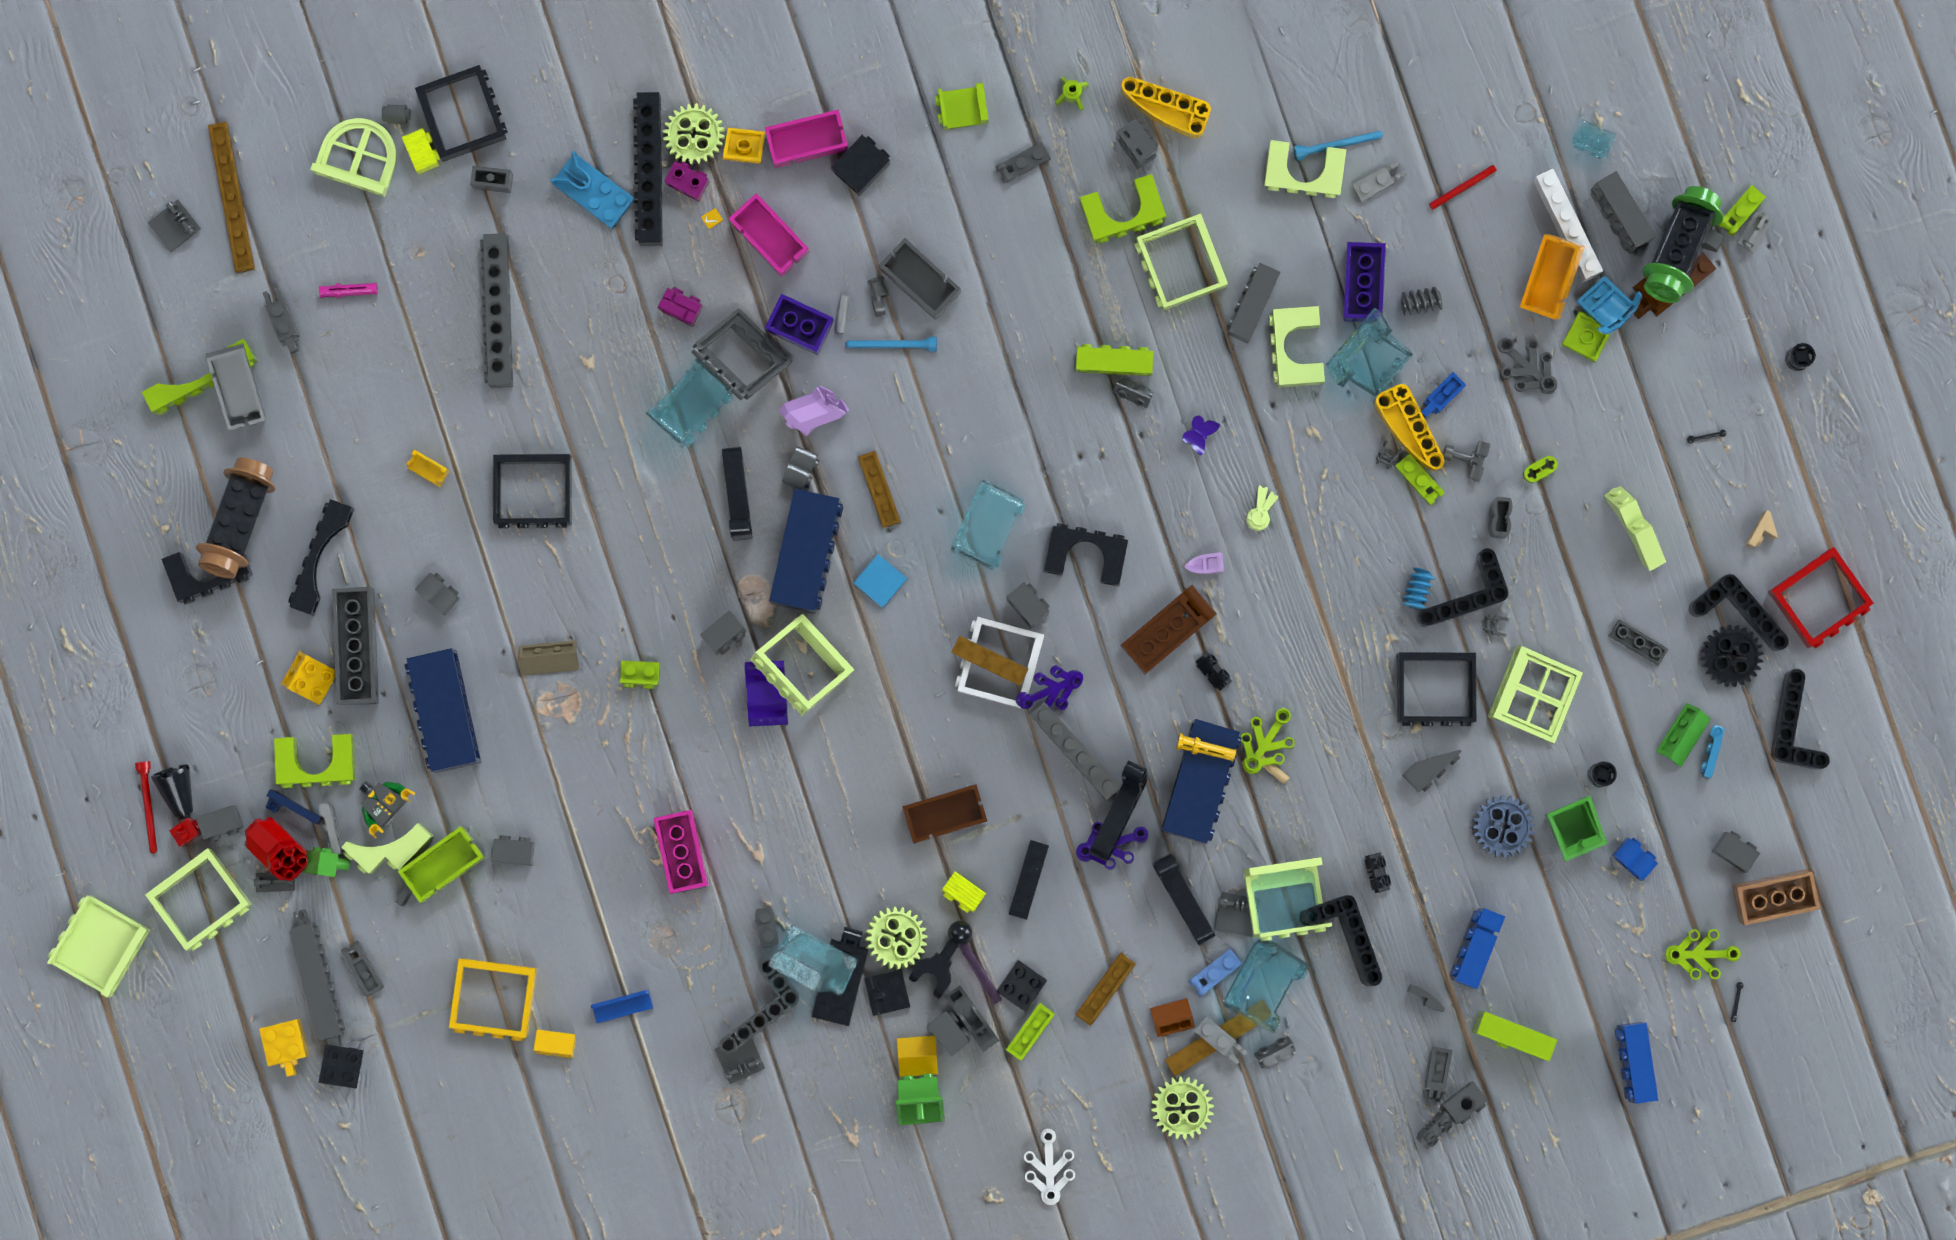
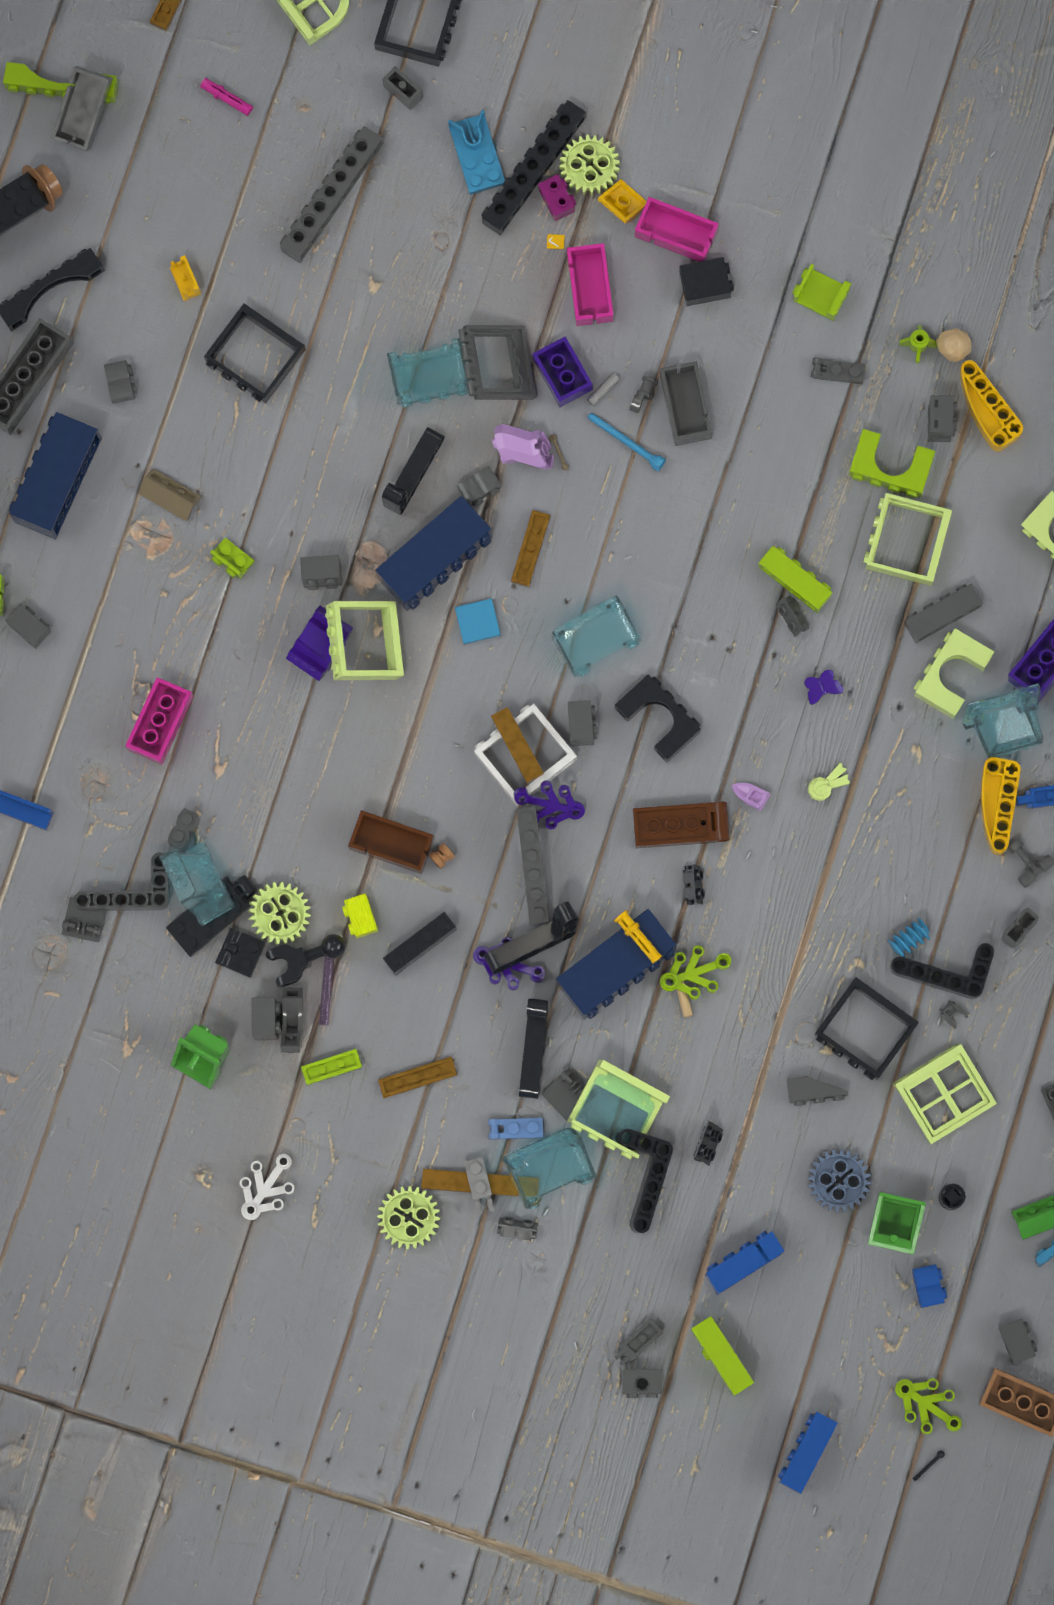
camera: 45 degrees right, 5 degrees down
(282, 320) = (157, 84): dark grey hinge -> none
(420, 150) = (363, 28): neon yellow brick -> none
(680, 306) = (478, 292): magenta brick -> none
(830, 384) = (553, 438): none -> dark tan hinge
(917, 1056) = (227, 1020): yellow slope -> none
(993, 799) = (438, 859): none -> medium nougat wheel
(1021, 986) = (351, 1025): black hinge -> none
(1102, 73) = (954, 344): none -> tan hair
(1172, 1017) = (454, 1139): dark orange brick -> none
(1382, 452) = (961, 808): dark grey piece -> none
(1419, 479) = (976, 850): lime plate -> none
(1430, 1001) = (674, 1280): dark grey slope -> none
(1442, 1124) = (601, 1386): dark grey hinge -> none

